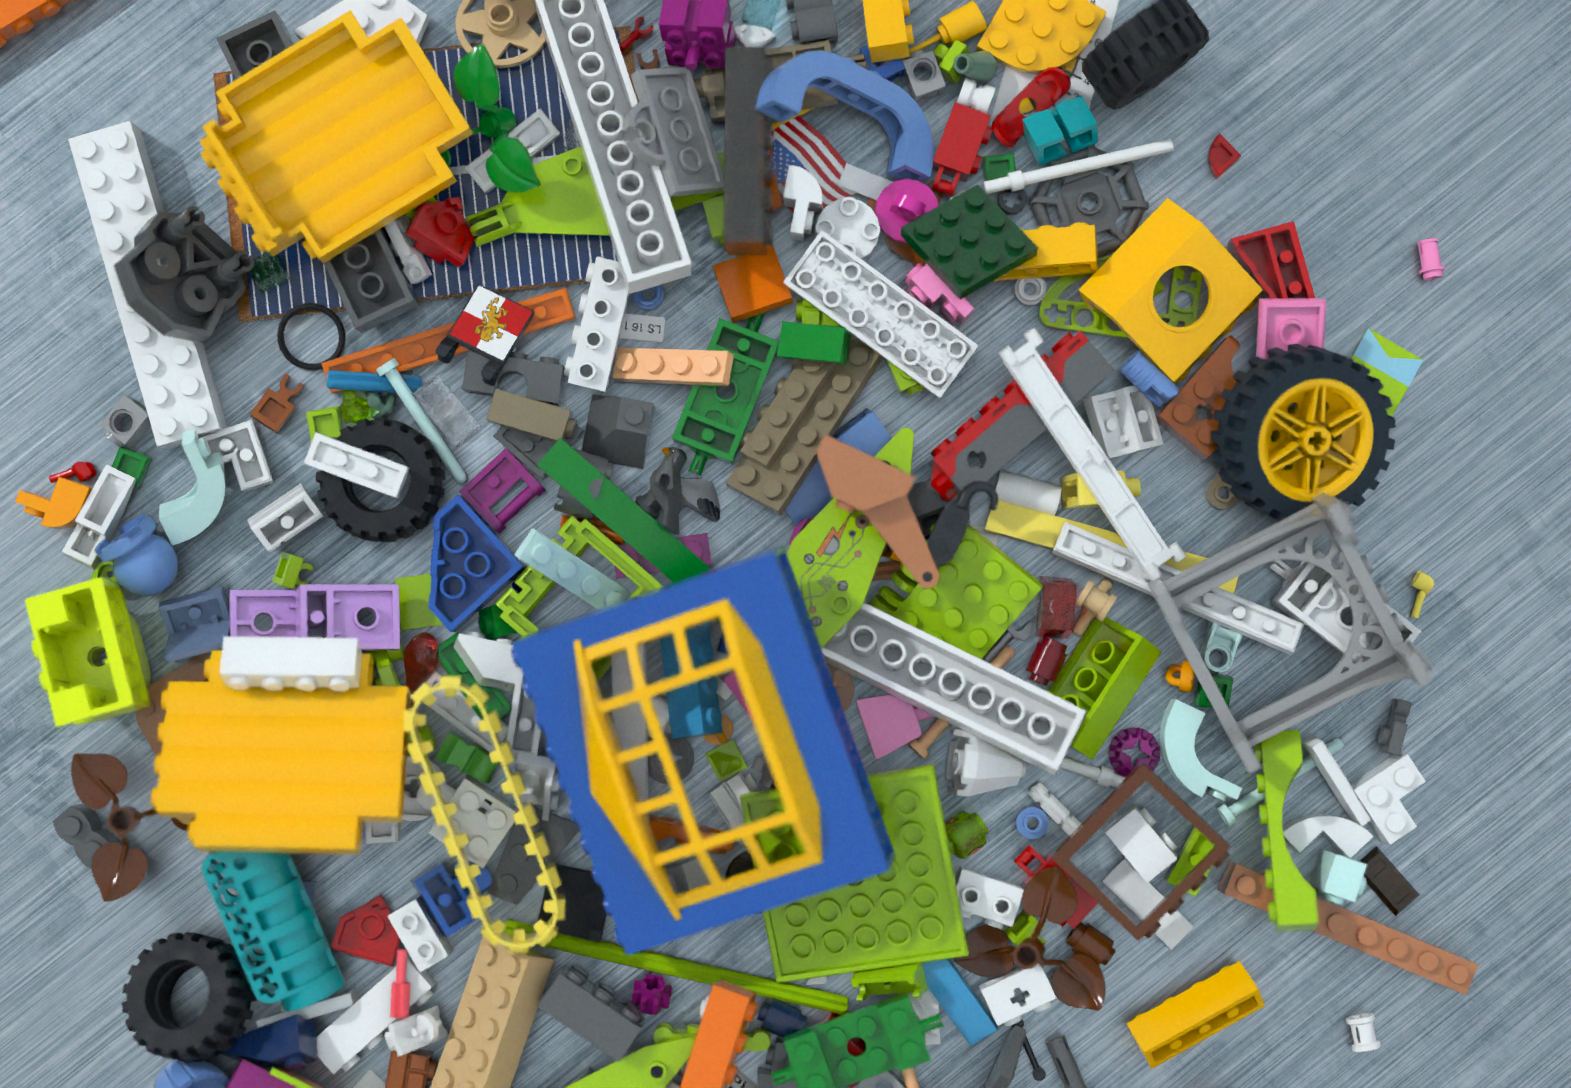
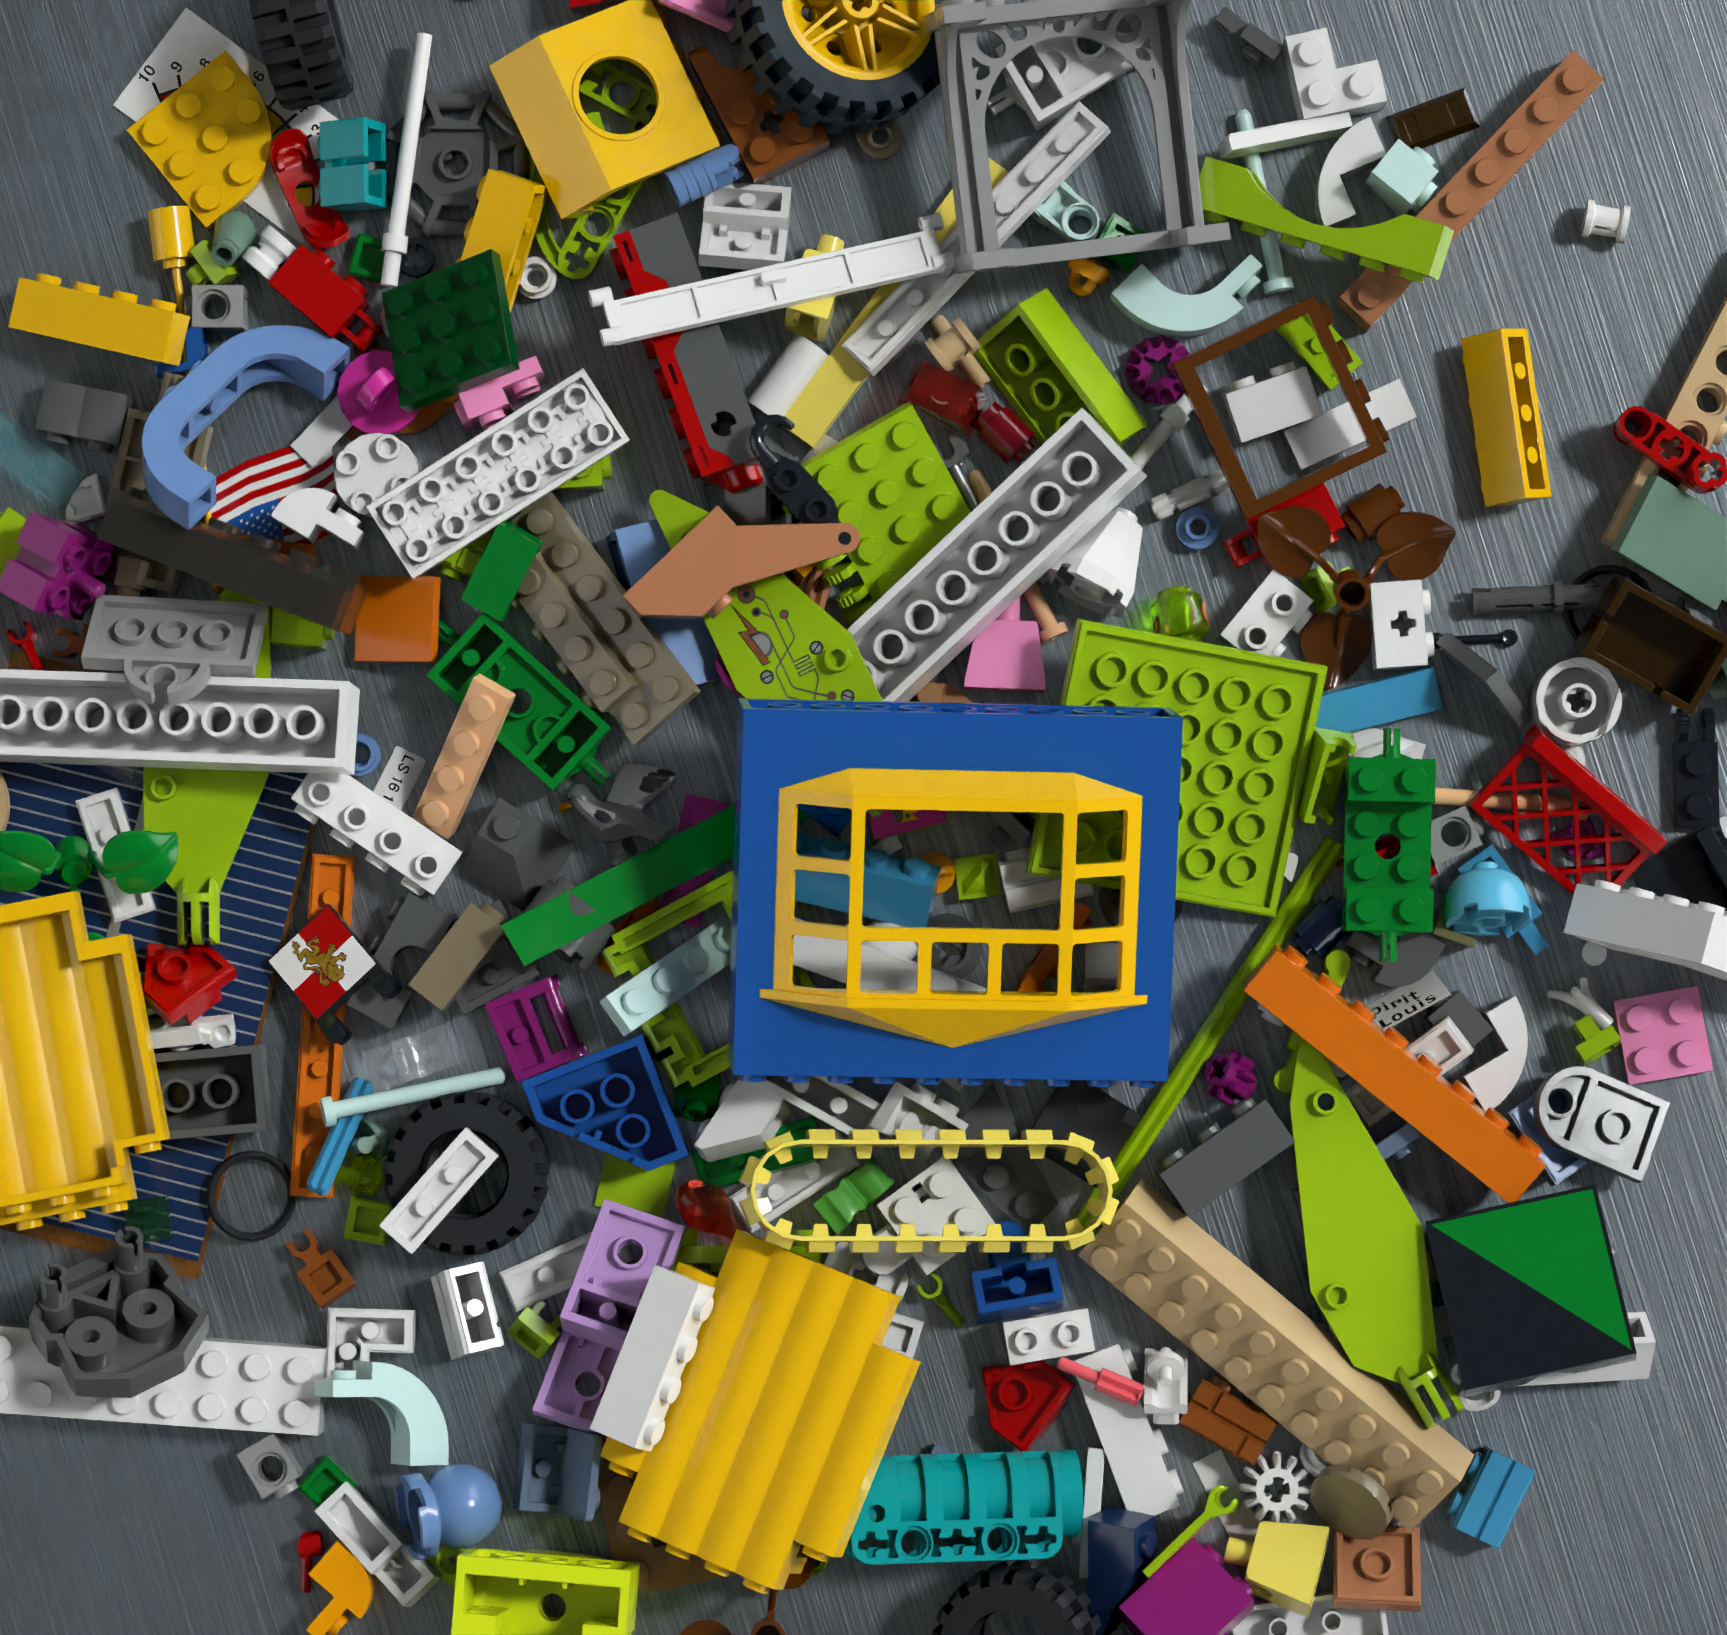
camera: 65 degrees left, 0 degrees up
(335, 564) = (548, 1272): none -> white tile
(417, 849) = (942, 1301): none -> lime hand

